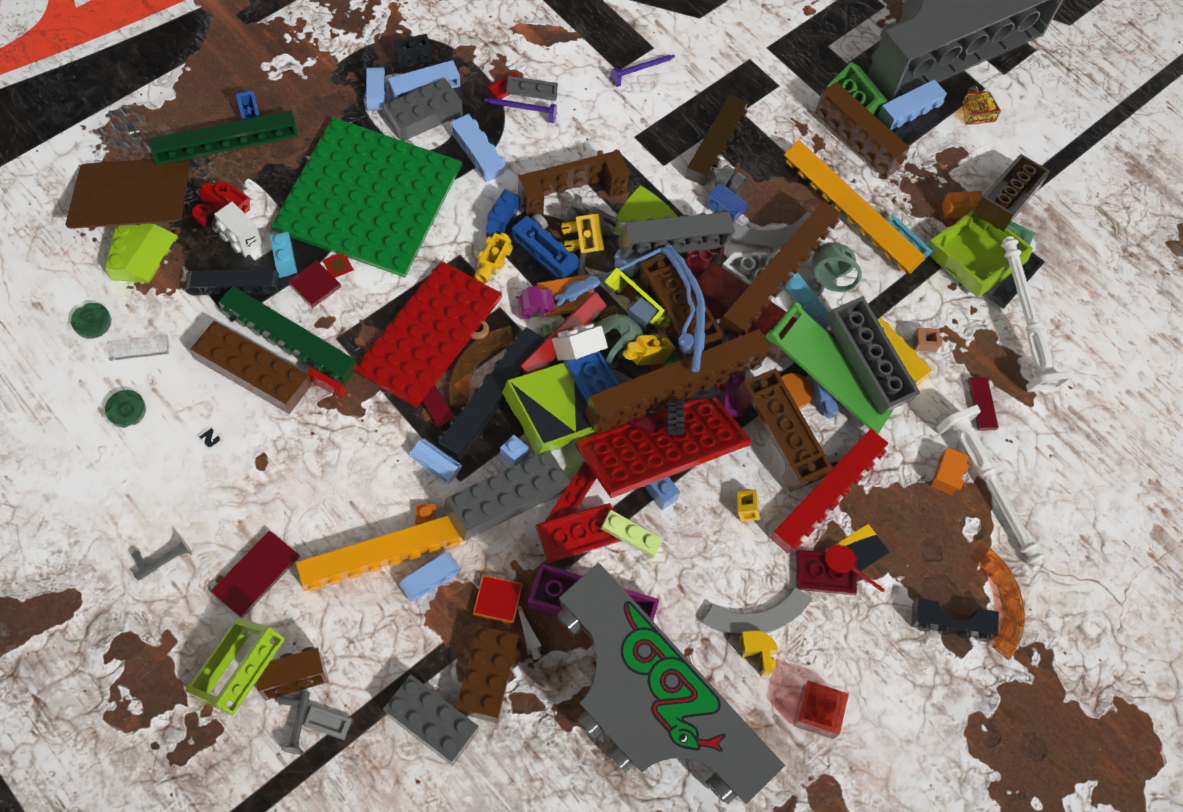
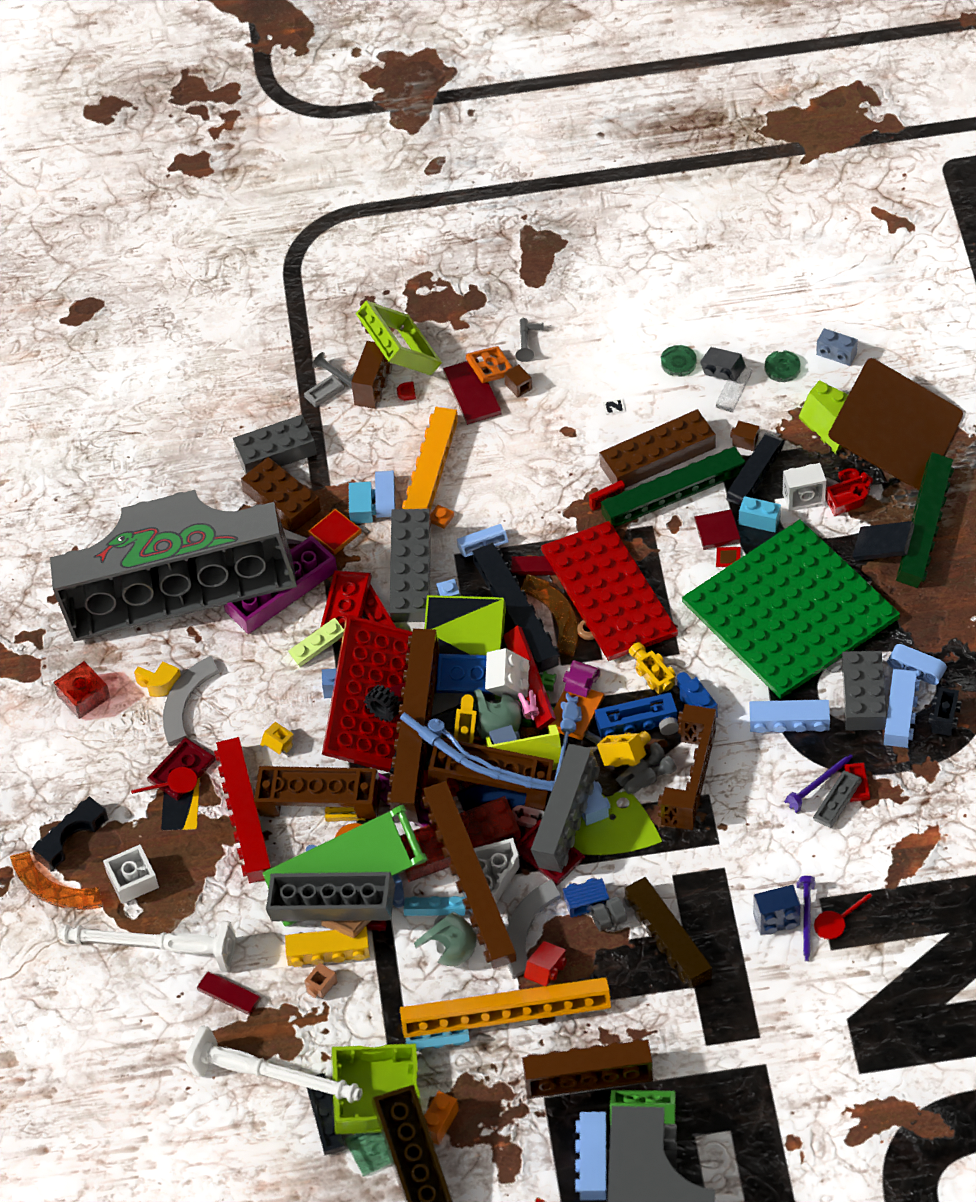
camera: 135 degrees right, 10 degrees down
(50, 281) = (837, 347): none -> sand blue brick
(118, 360) = (723, 364): none -> black brick
(196, 306) = (745, 435): none -> reddish brown brick
(223, 534) = (518, 380): none -> reddish brown brick
(227, 578) = (485, 353): none -> orange piece
(247, 105) = (948, 551): blue slope -> none
(266, 152) = (883, 540): none -> black tile
(290, 636) = (406, 391): none -> red tile
(453, 591) = (361, 502): none -> medium azure brick
(599, 314) = (529, 710): none -> bright pink piece
(633, 54) = (831, 924): none -> red piece
(655, 76) = (776, 910): none -> dark blue brick
(802, 196) = (545, 963): none -> red brick
(950, 471) = (188, 914): orange brick -> none
(955, 537) = (131, 874): none -> white brick

